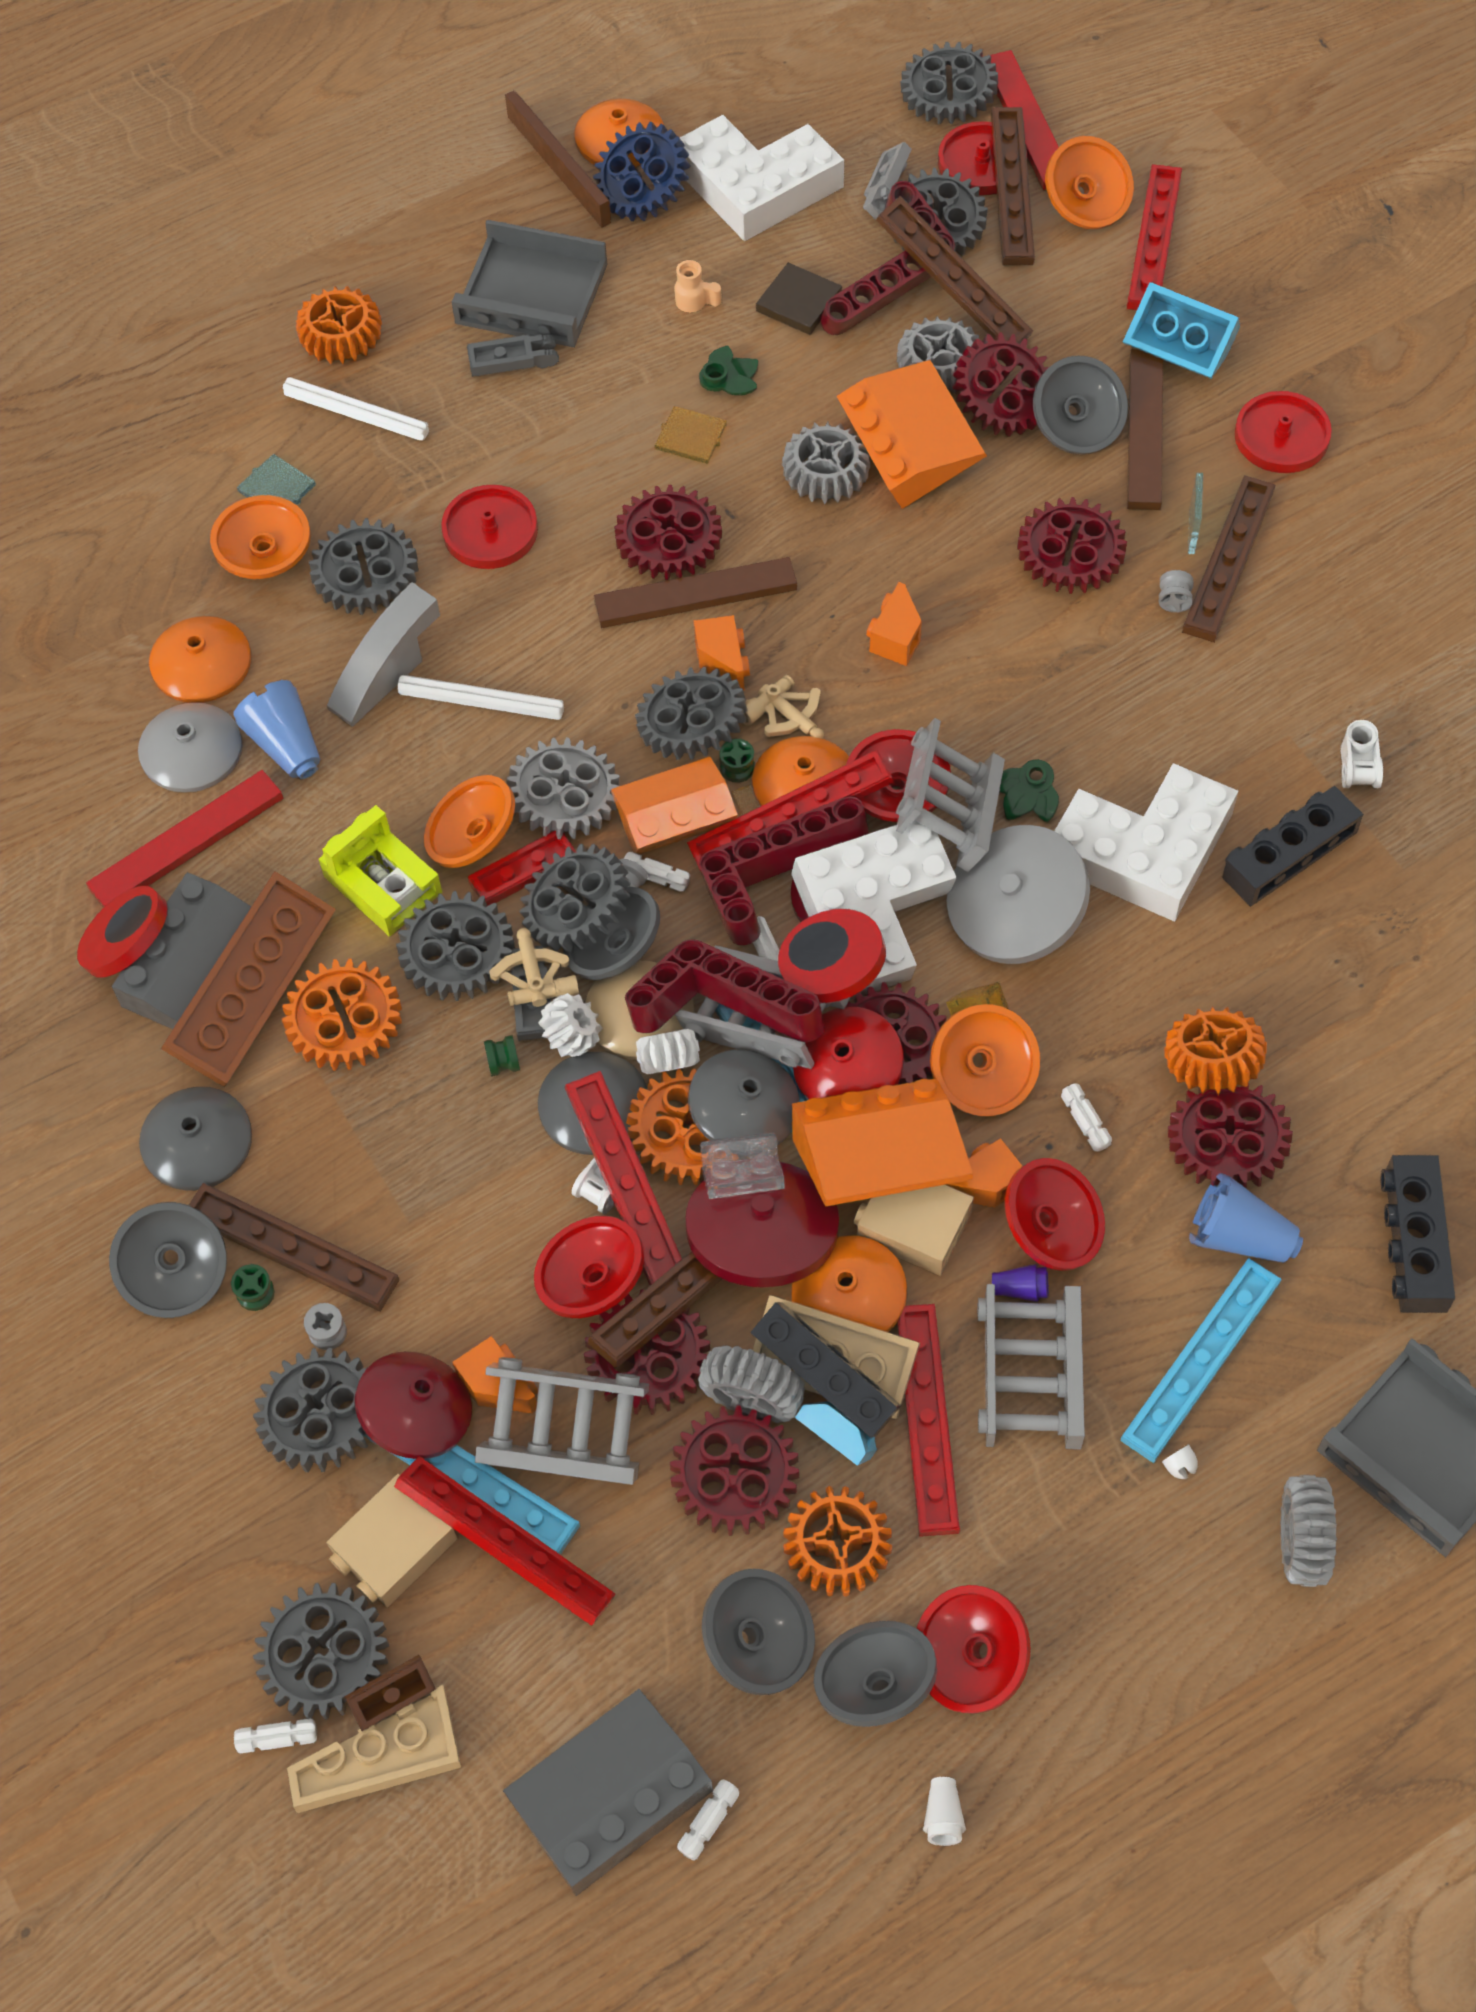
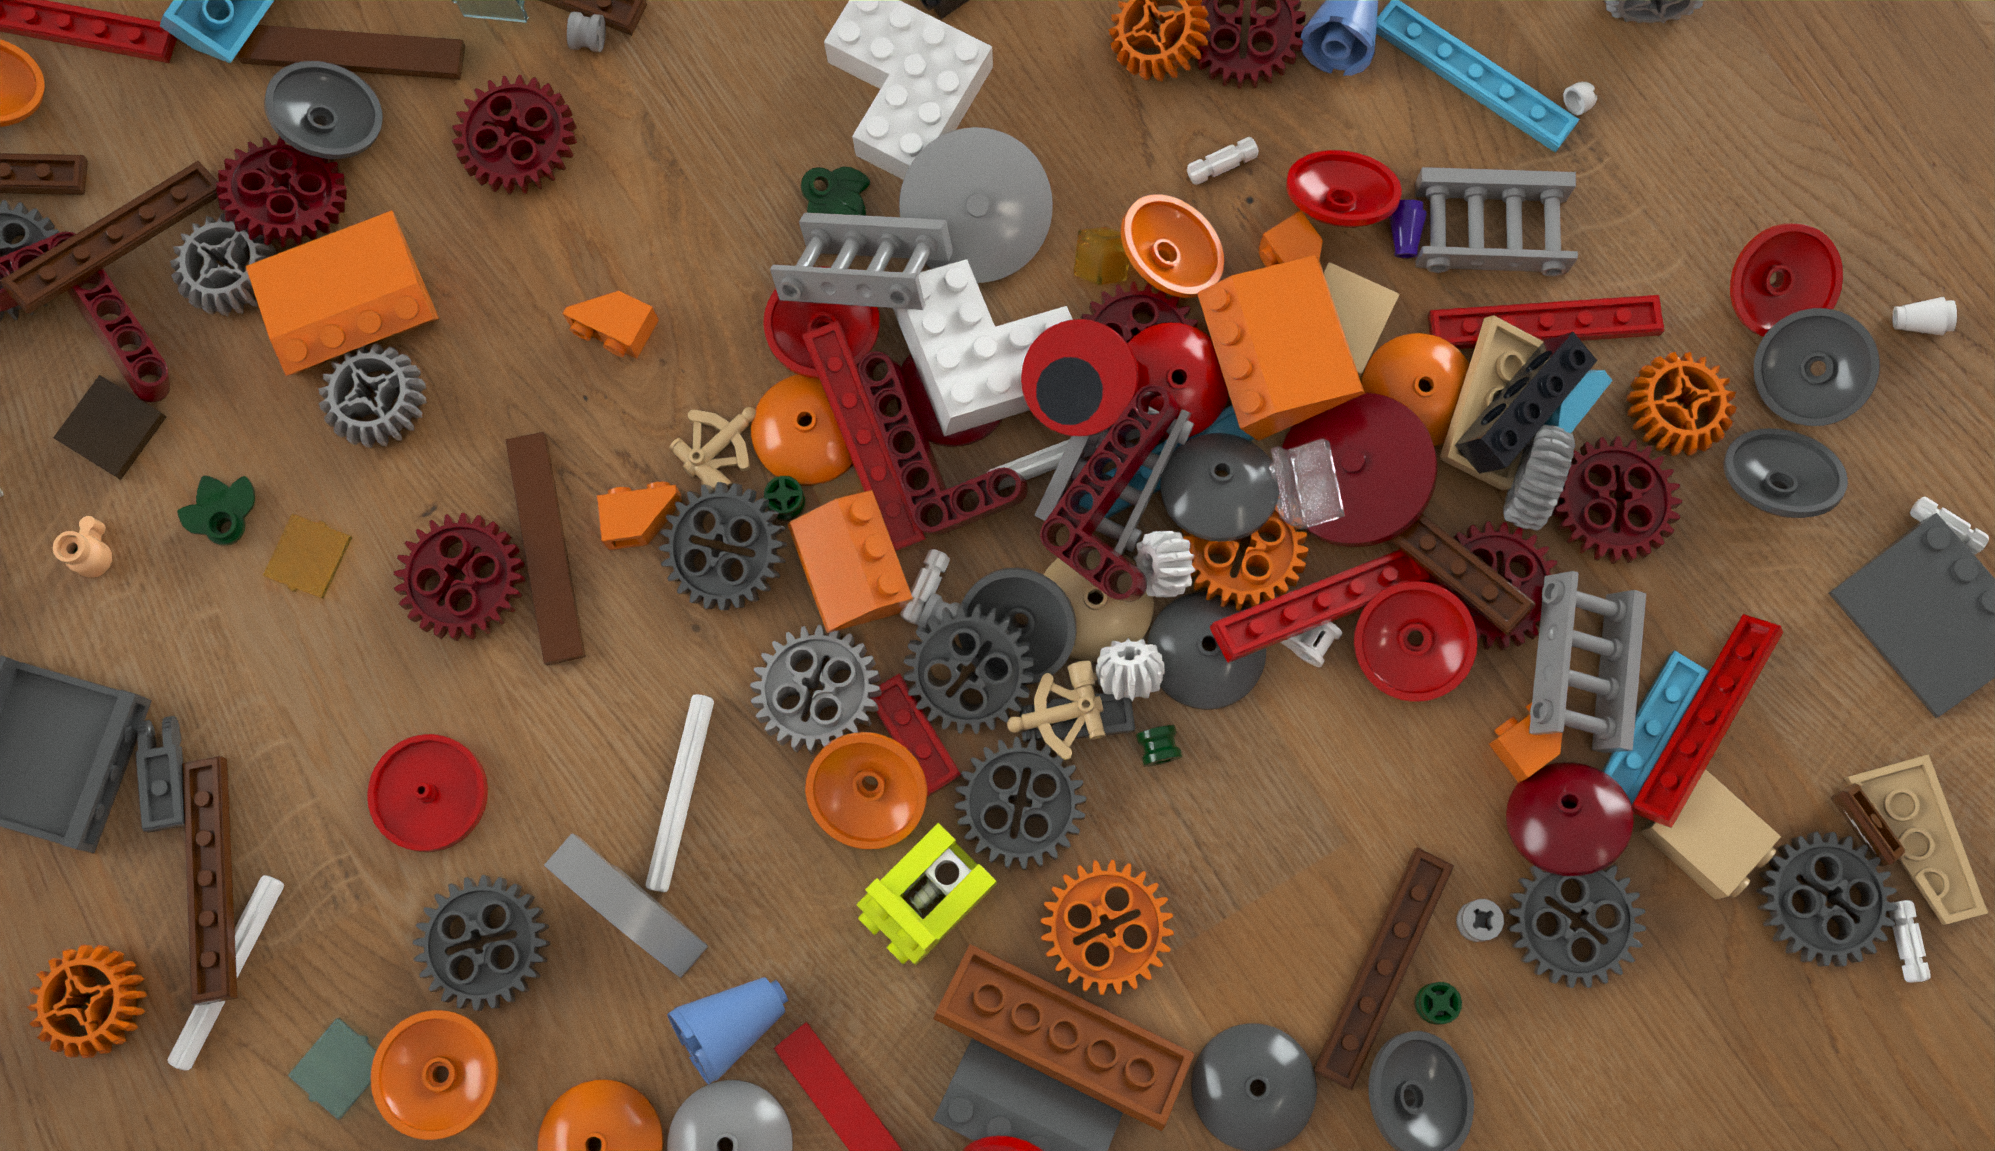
camera: 90 degrees left, 15 degrees up
(426, 389) = (209, 881): none -> reddish brown tile

